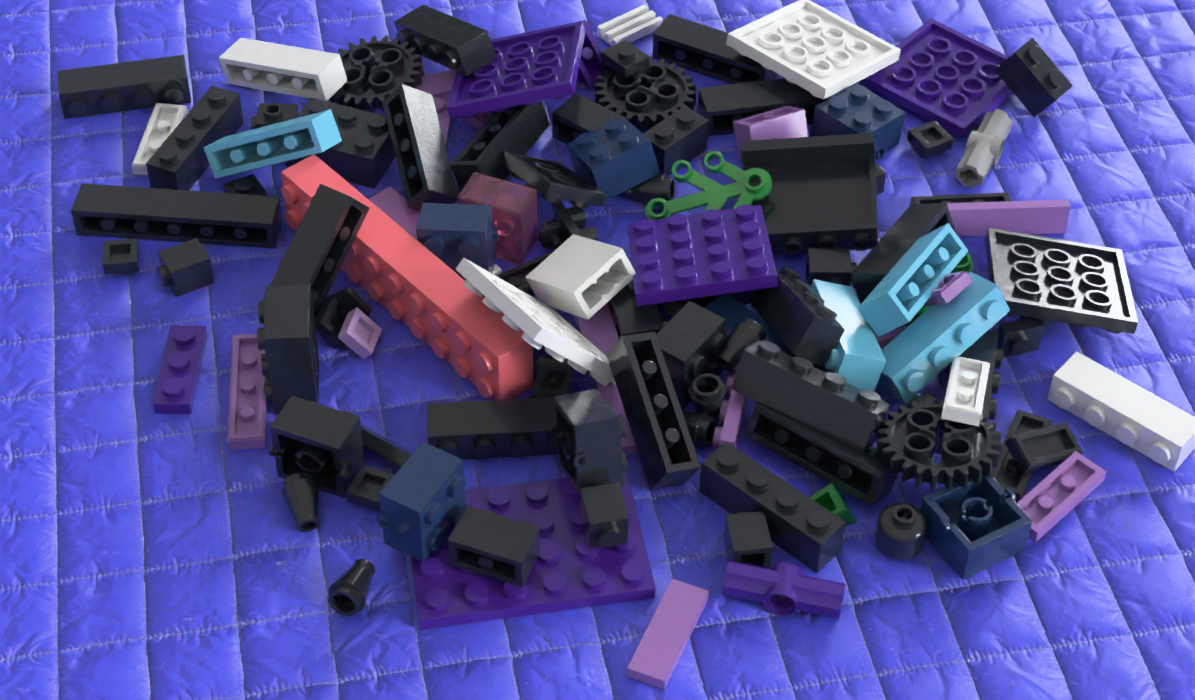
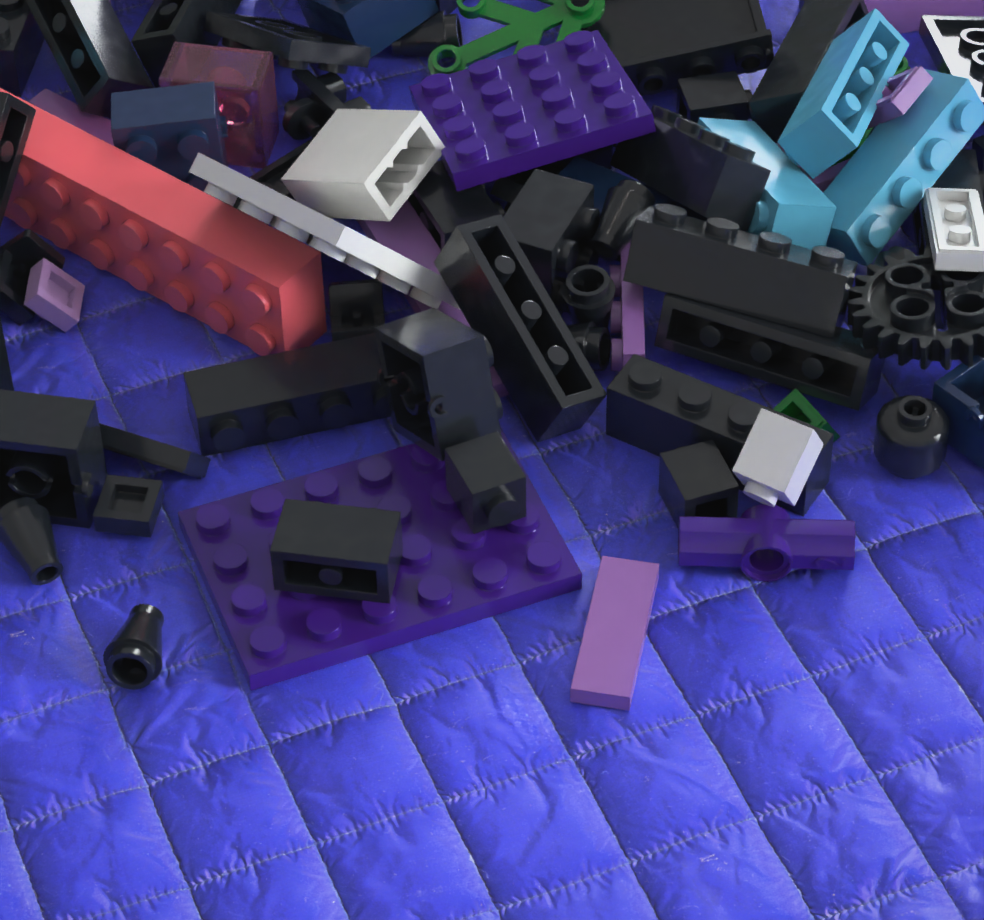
camera: 10 degrees left, 0 degrees up
(422, 502) = (219, 505): dark blue brick -> none
(799, 534) = (777, 459): none -> white brick

